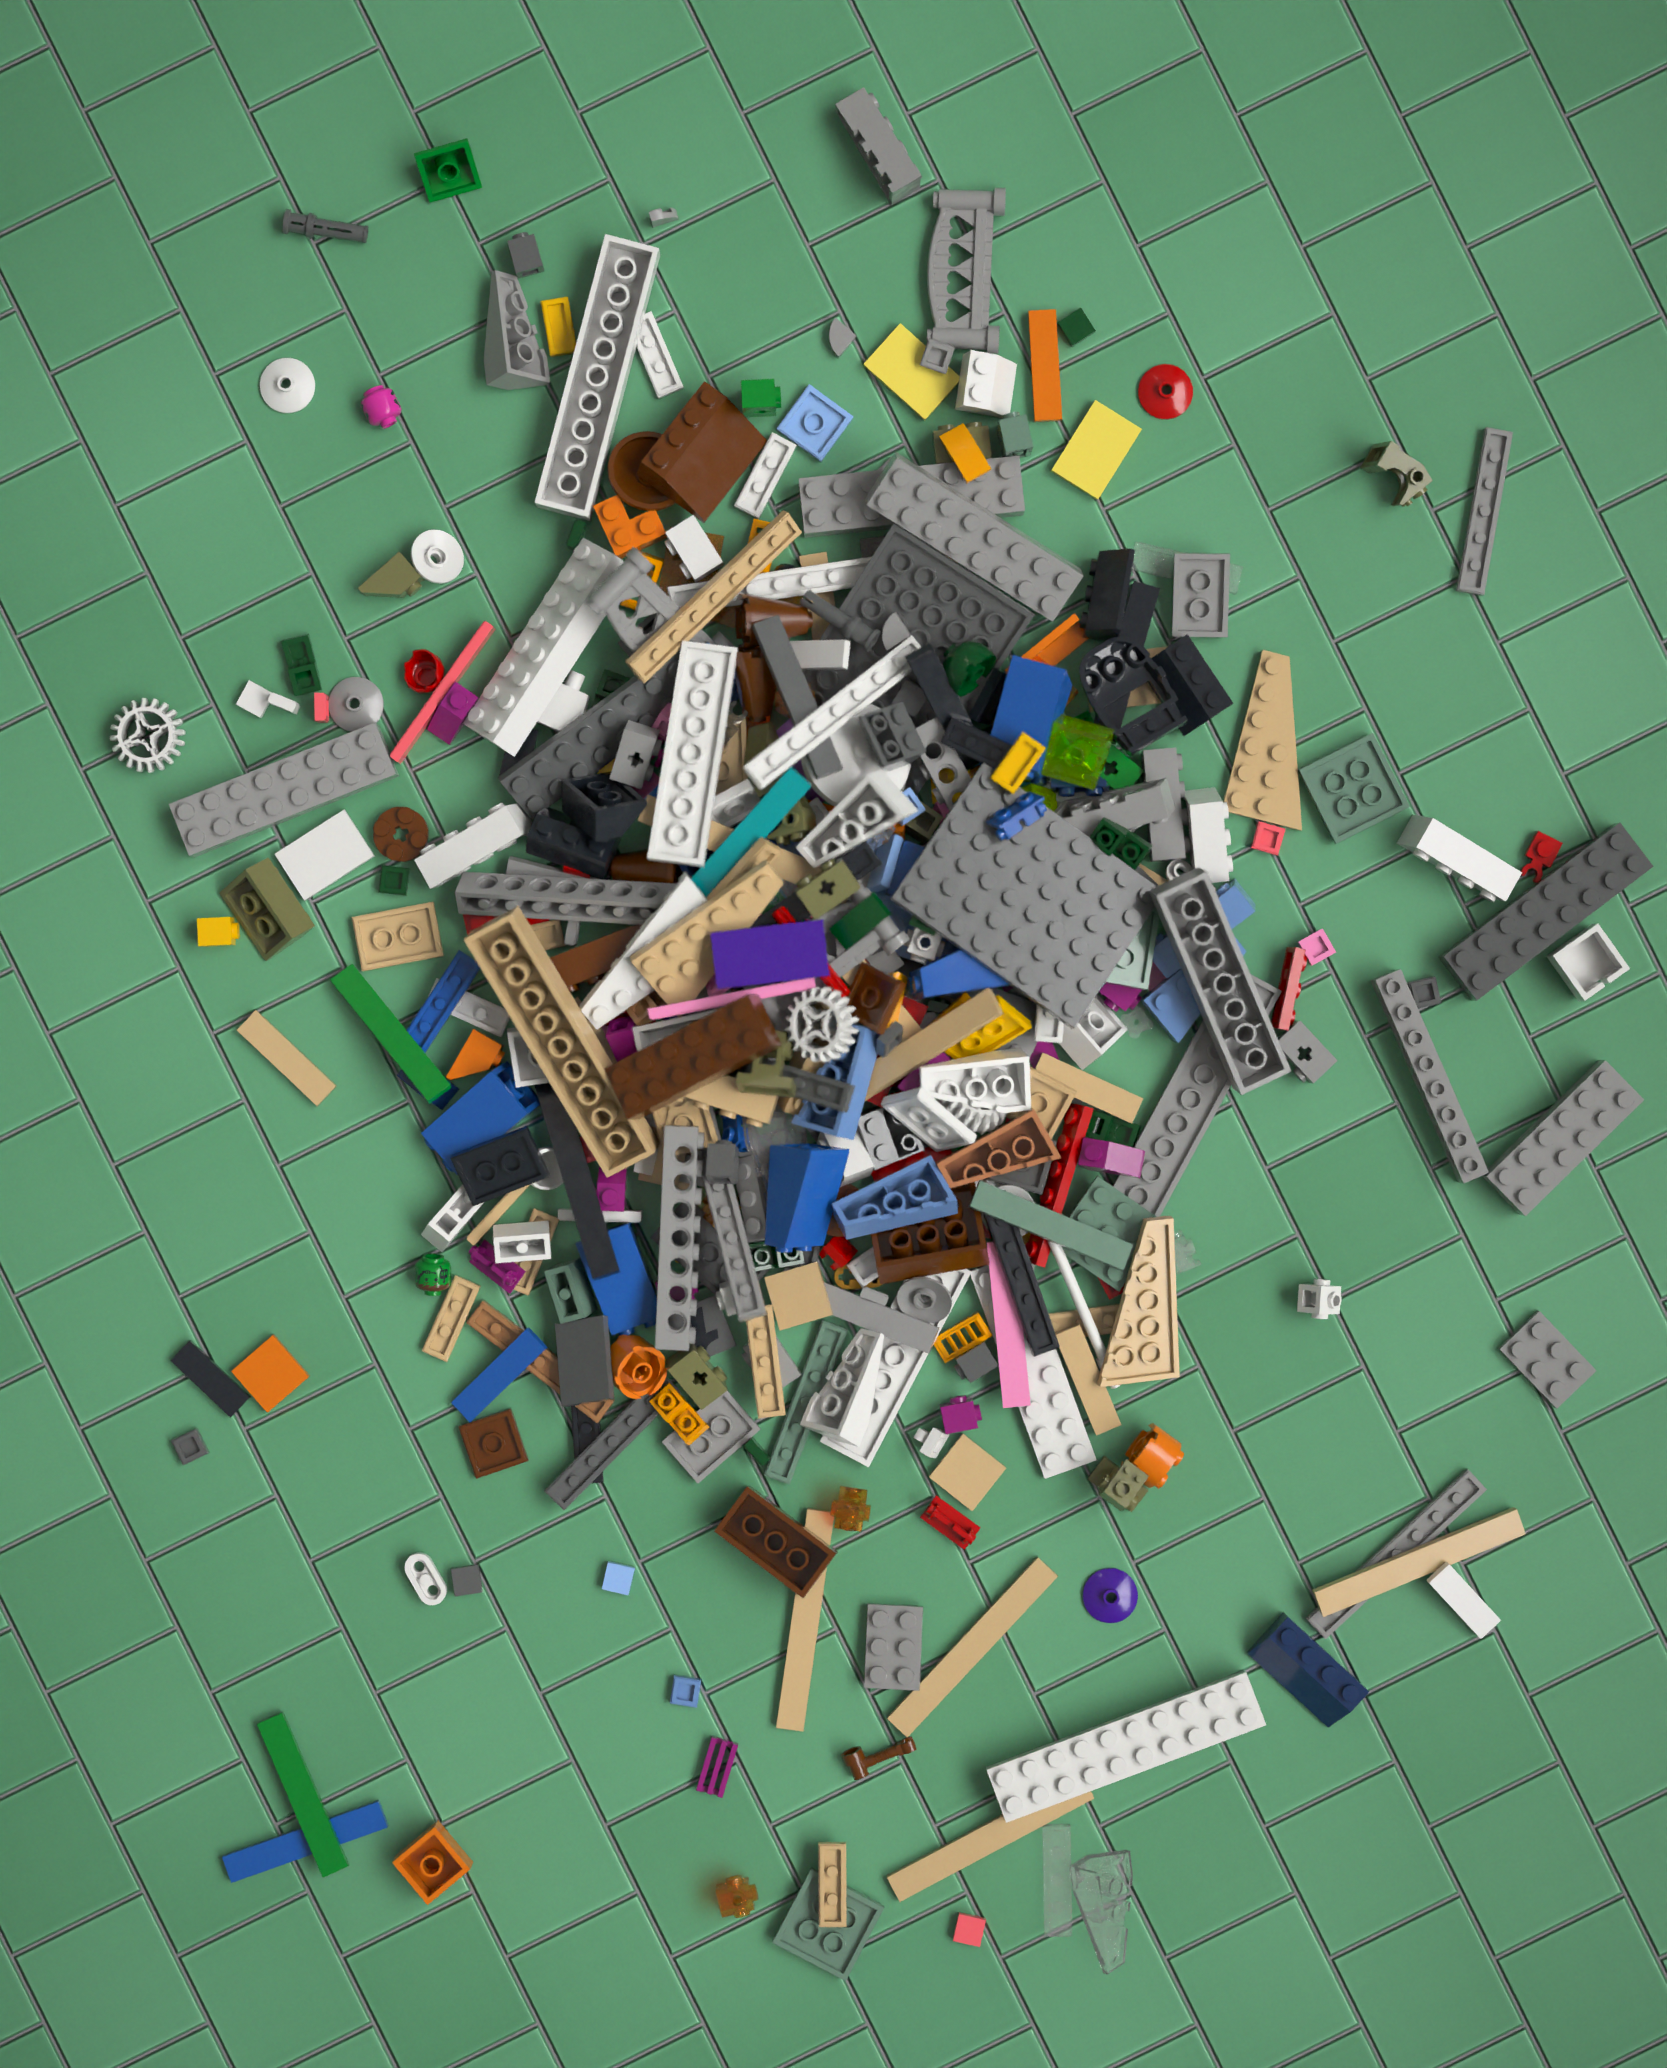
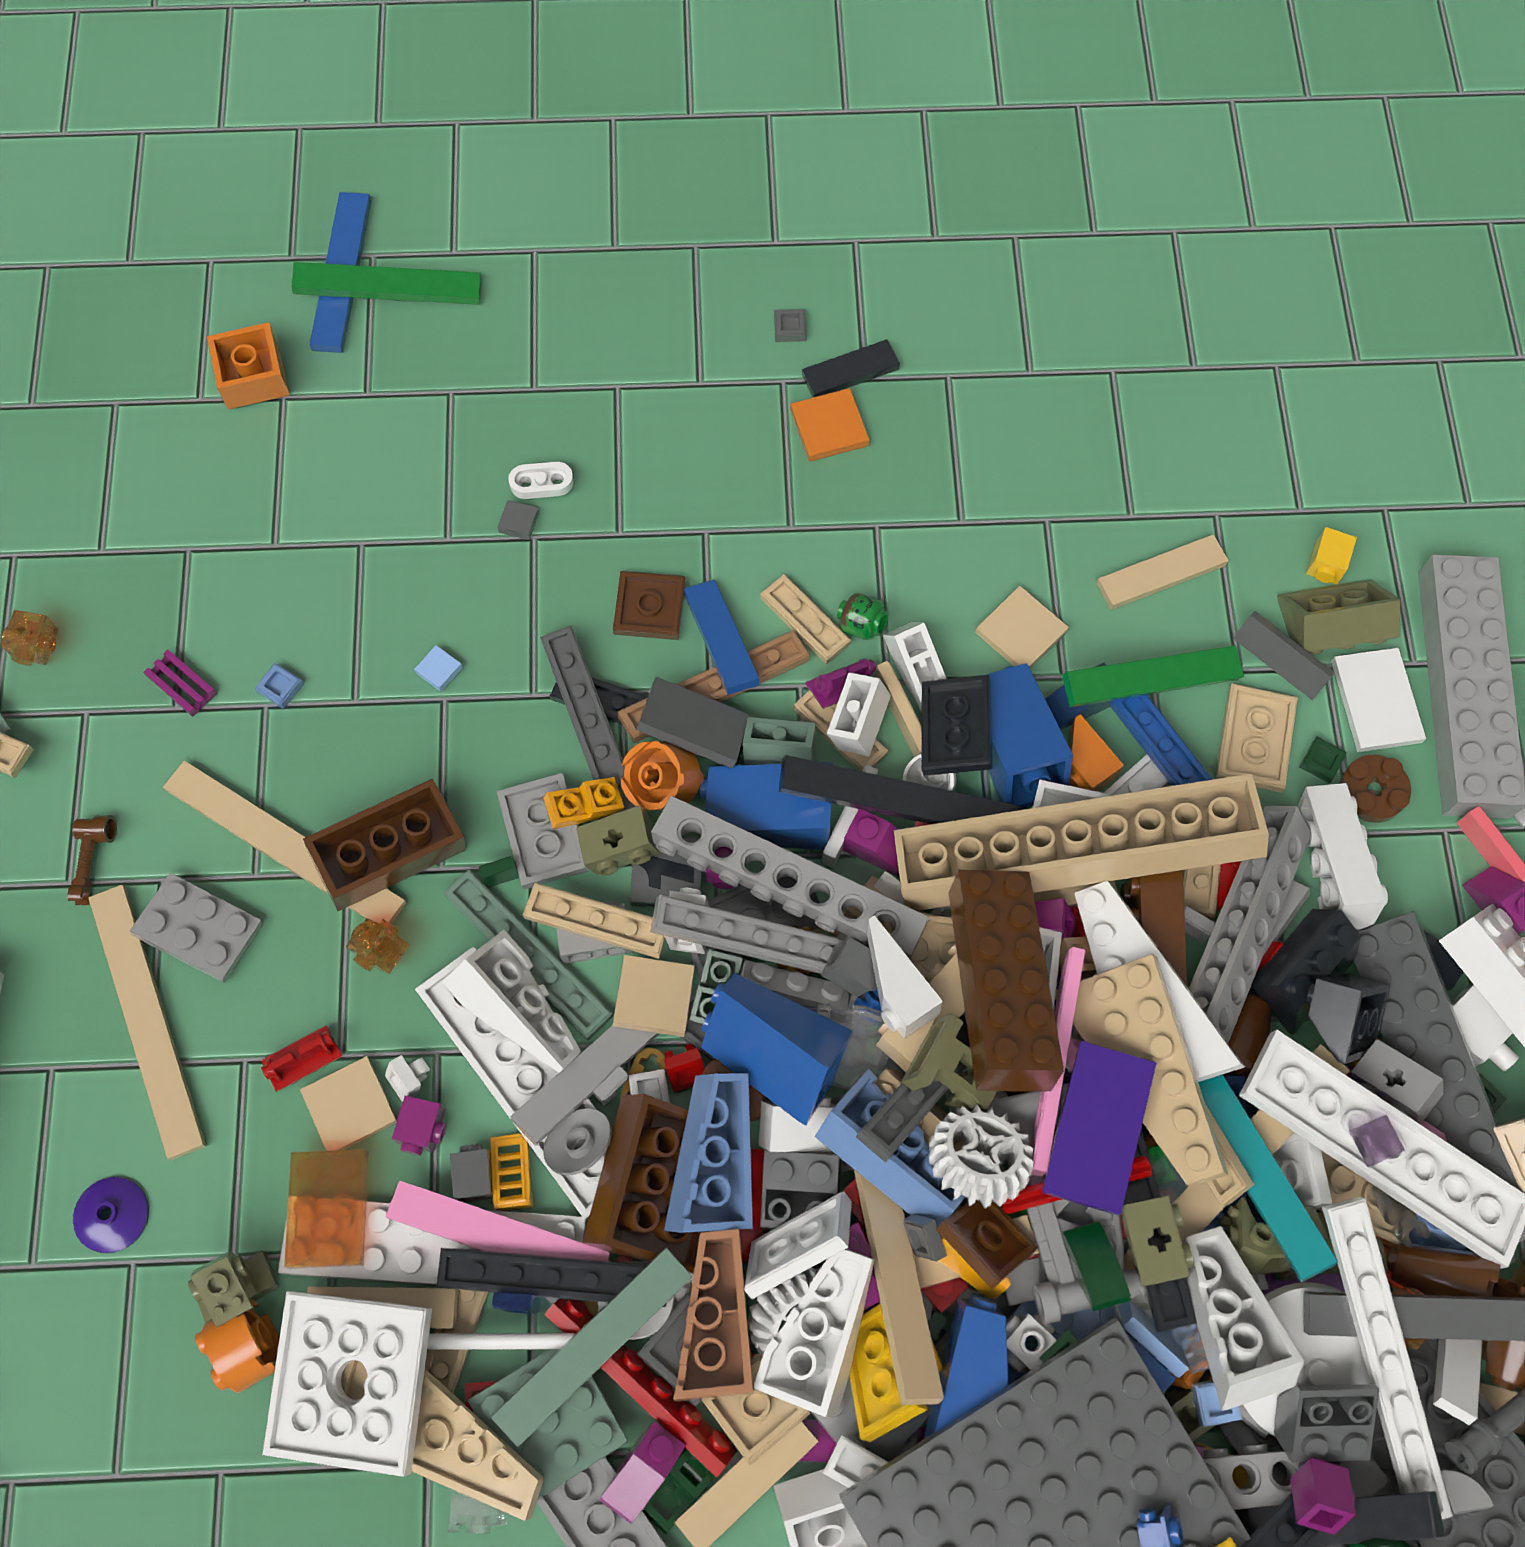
camera: 110 degrees right, 20 degrees down
(321, 940) = (1283, 655): none -> dark grey tile
(386, 1148) = (1021, 629): none -> tan tile
(694, 764) = (1376, 1140): none -> clear purple tile
(732, 1121) = (903, 992): none -> white slope
(939, 727) = (1322, 1496): none -> magenta brick
(1042, 1448) = (326, 1209): none -> clear orange plate
(1046, 1289) = (516, 1303): none -> clear blue tile
(1168, 1392) = (308, 1408): none -> white piece

